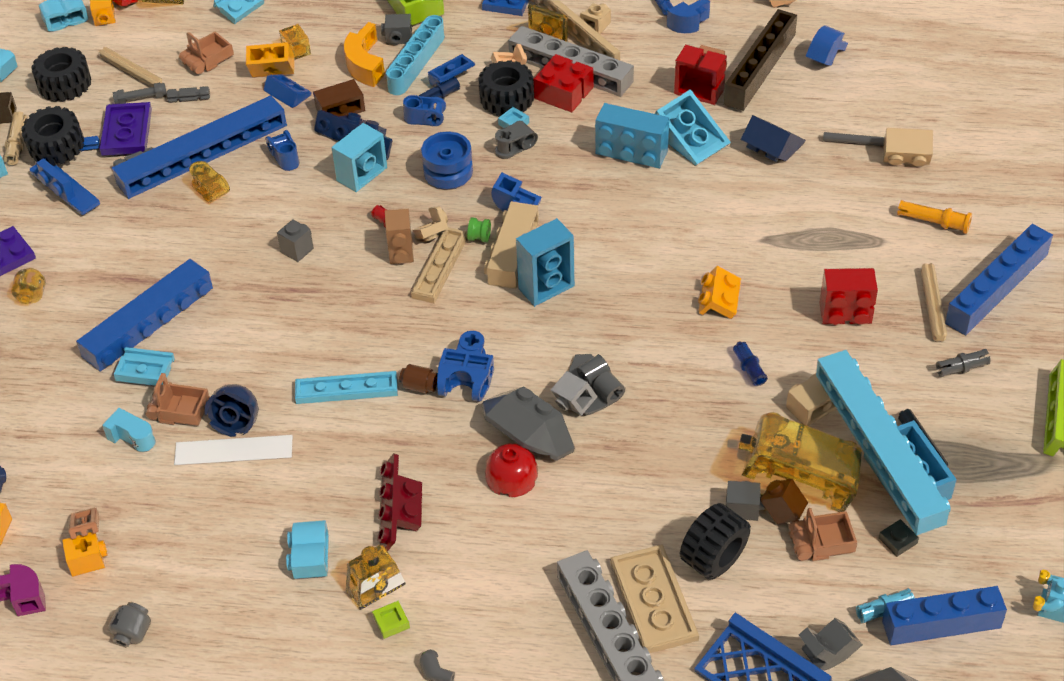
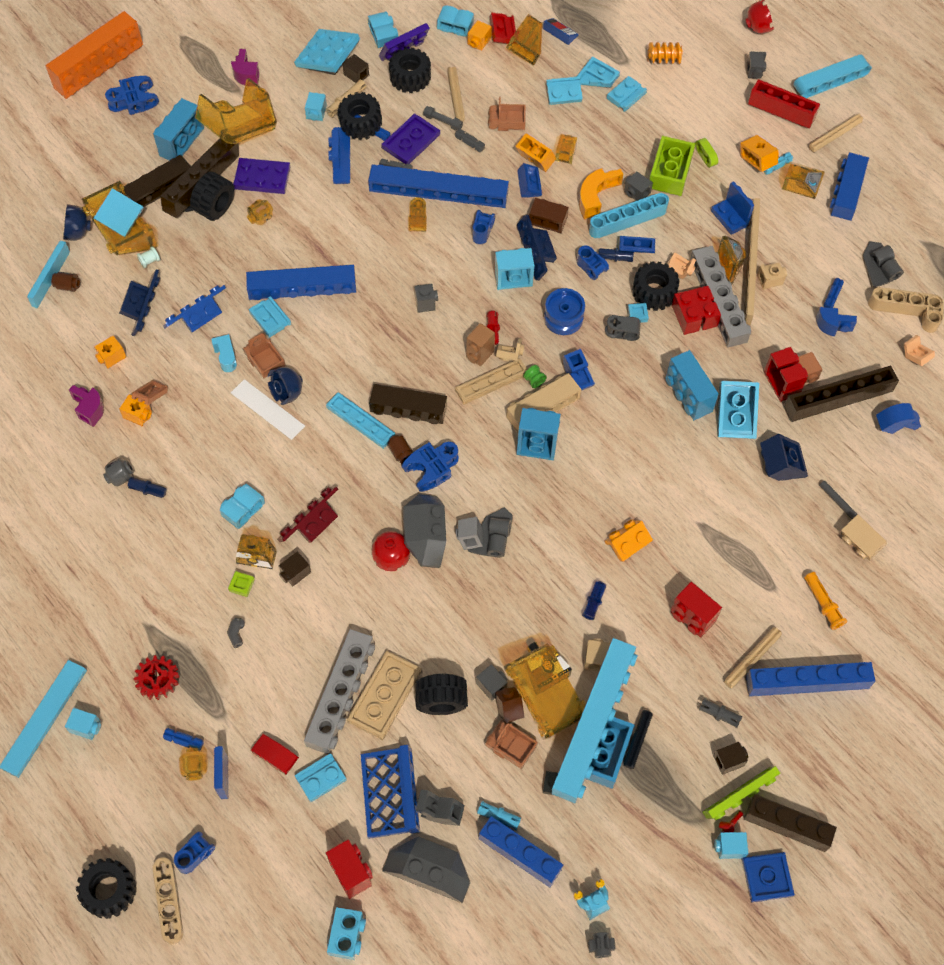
camera: 40 degrees right, 15 degrees up
(34, 47) = (406, 40): none -> dark purple plate
(59, 416) = (199, 313): none -> blue bracket
(178, 615) = (146, 487): none -> dark blue axle
(381, 336) = (408, 404): none -> dark brown brick
(433, 560) = (294, 569): none -> dark brown brick
(1015, 389) = (731, 758): none -> dark brown brick

